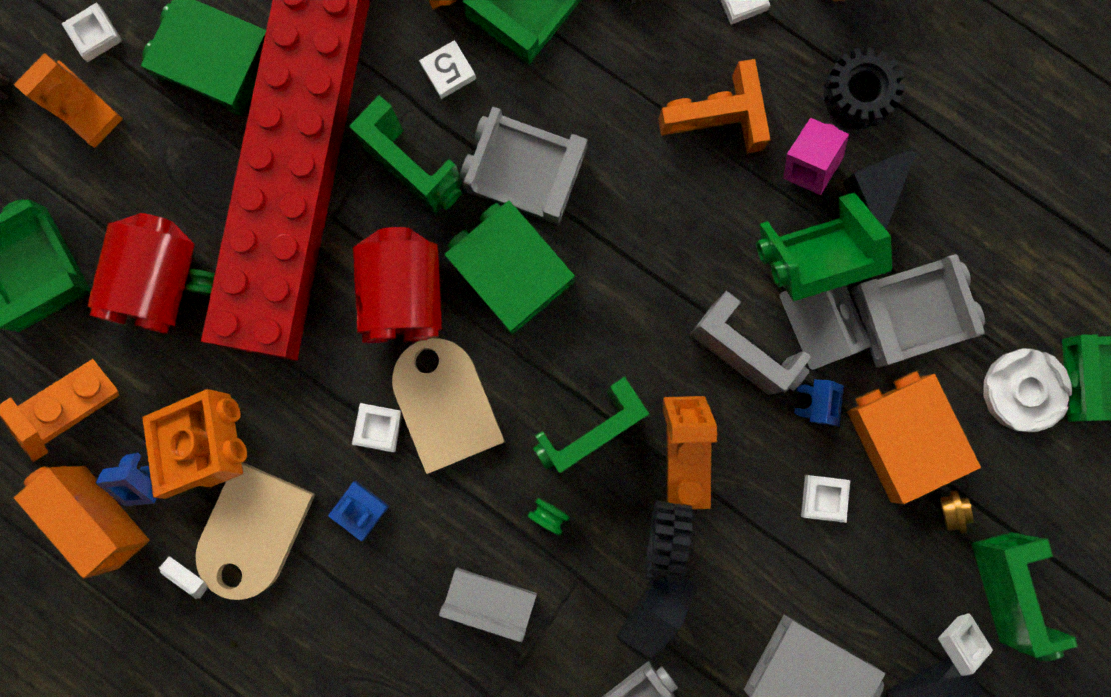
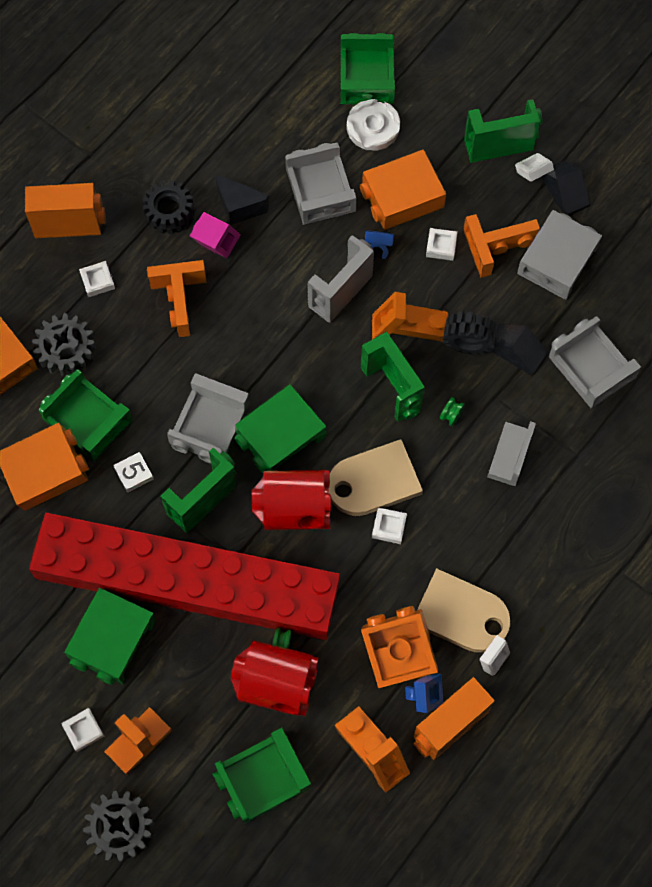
camera: 90 degrees left, 15 degrees down
(358, 511) = (447, 539): blue tile -> none
(826, 326) = (323, 238): light grey panel -> none
(827, 253) = (280, 229): green panel -> none
(829, 583) = (496, 241): none -> orange bracket
(956, 512) = (451, 167): pearl gold plate -> none

